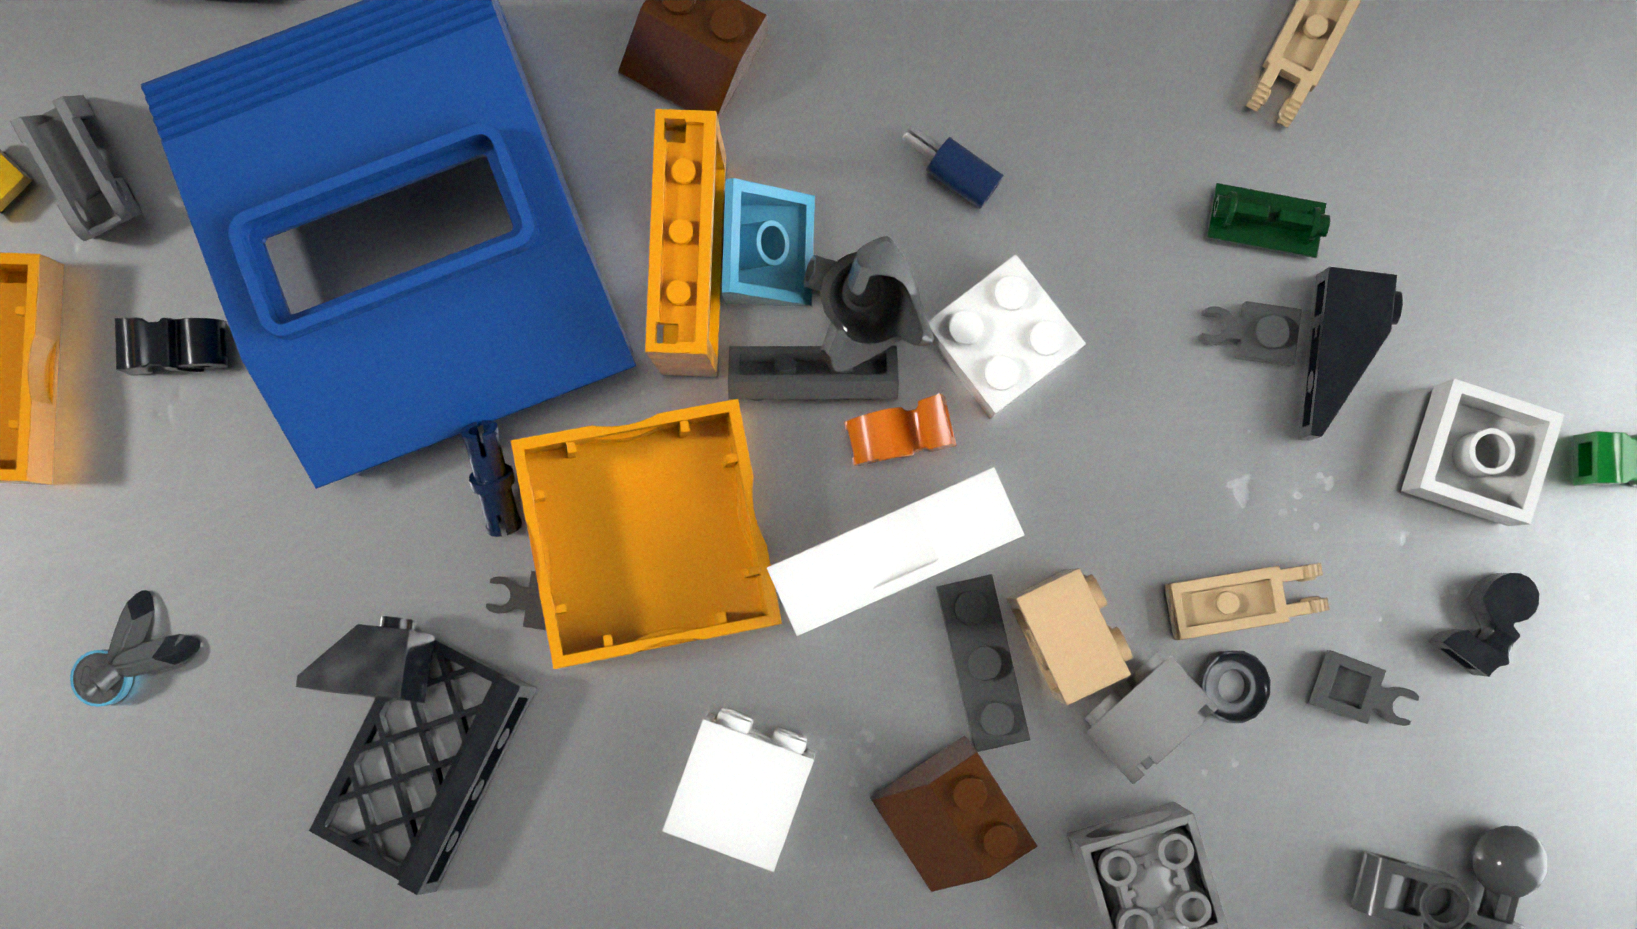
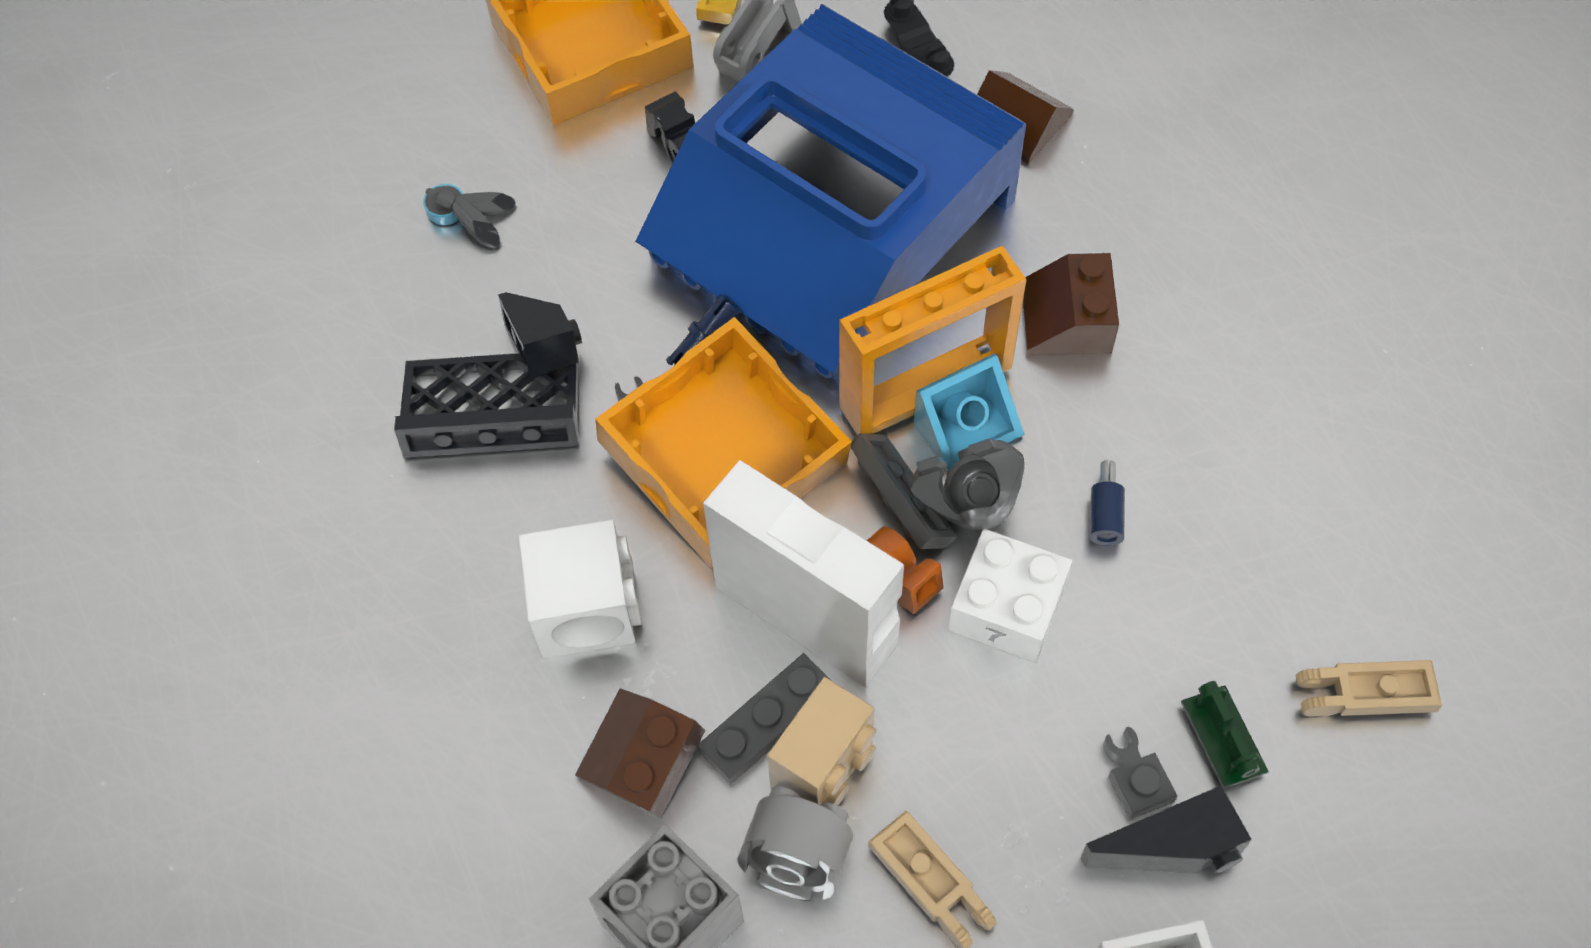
camera: 60 degrees right, 25 degrees down
(1256, 685) = (881, 903): black piece -> none

